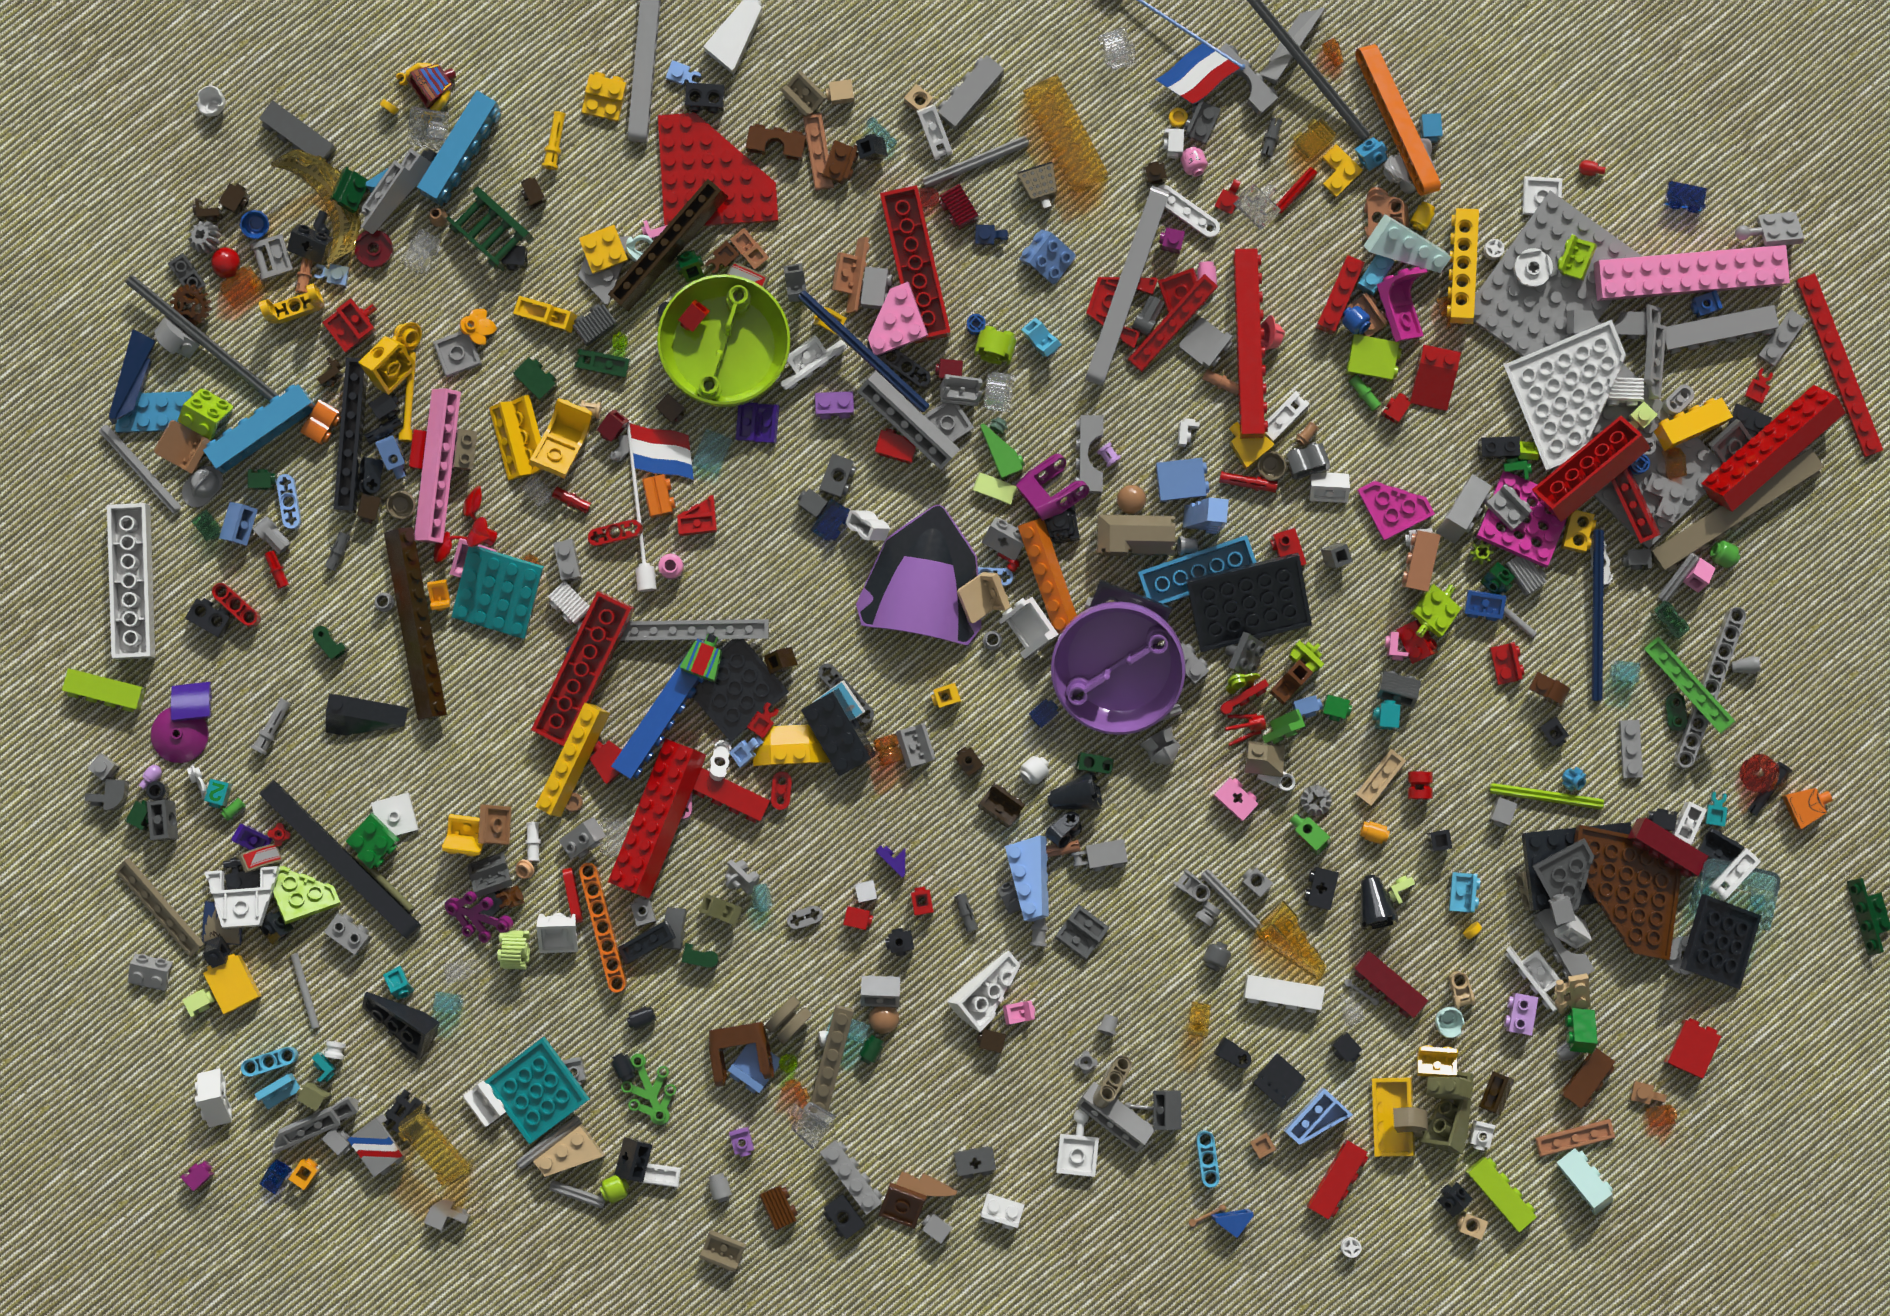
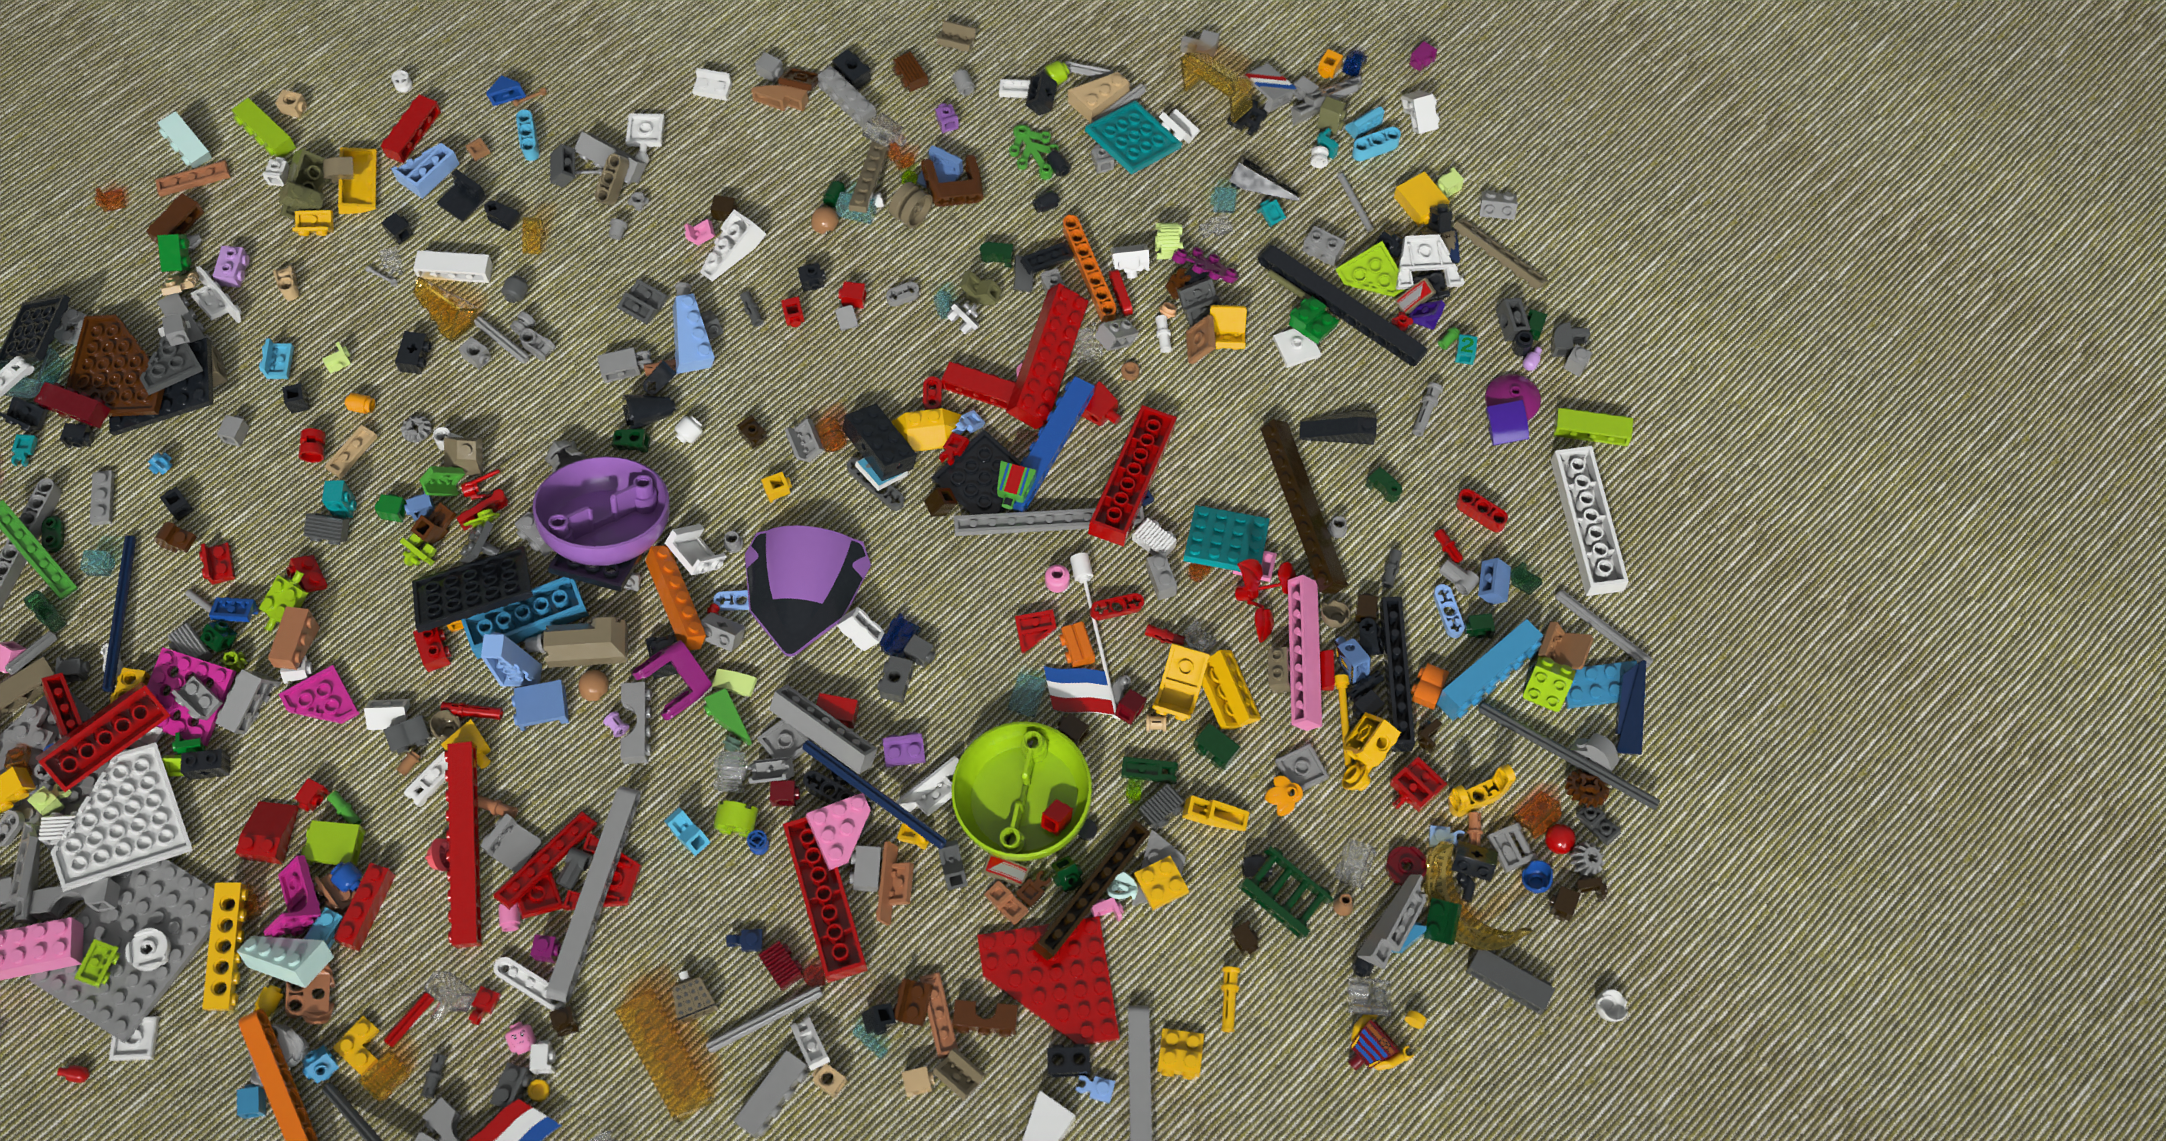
camera: 175 degrees right, 20 degrees down
(195, 776) = (1491, 361): white plate -> none
(202, 486) = (1540, 614): light grey piece -> none
(207, 621) = (1507, 493): black brick -> none
(439, 595) = (1284, 534): light orange bracket -> none
(459, 148) = (1328, 980): dark azure brick -> none
(572, 759) = (1133, 398): yellow brick -> none
(721, 751) = (992, 423): white piece -> none
(757, 423) = (978, 721): dark purple slope -> none
(880, 991) = (827, 237): light grey brick -> none
(896, 863) = (820, 343): dark purple slope -> none
(982, 596) = (743, 576): tan bracket -> none
(983, 1154) = (737, 118): dark grey brick -> none
(1001, 805) = (720, 396): dark brown bracket -> none
(1044, 713) = (680, 479): clear blue brick -> none
(1048, 256) = (683, 922): medium blue bracket -> none
(1184, 435) = (537, 753): white bracket -> none
(1242, 809) = (492, 420): bright pink brick -> none
(1317, 839) = (419, 393): bright green torso -> none
(1336, 555) = (382, 643): dark grey brick -> none
(1375, 904) = (361, 338): black cone -> none
(1390, 984) = (353, 280): dark red brick -> none
(1391, 643) = (331, 567): bright pink bracket -> none
(1449, 1022) = (299, 253): light aqua hair -> none
(1454, 1199) = (305, 120): black brick -> none
(1472, 930) = (271, 330): yellow tile -> none
(1495, 245) = (192, 967): white wheel -> none
(1496, 1093) = (262, 206): dark brown slope -> none
(1546, 796) = (190, 449): lime axle -> none
(1644, 1093) = (124, 216): medium nougat plate -> none
(1689, 822) = (48, 432): white brick -> none
(1693, 1048) = (71, 250): red panel -> none

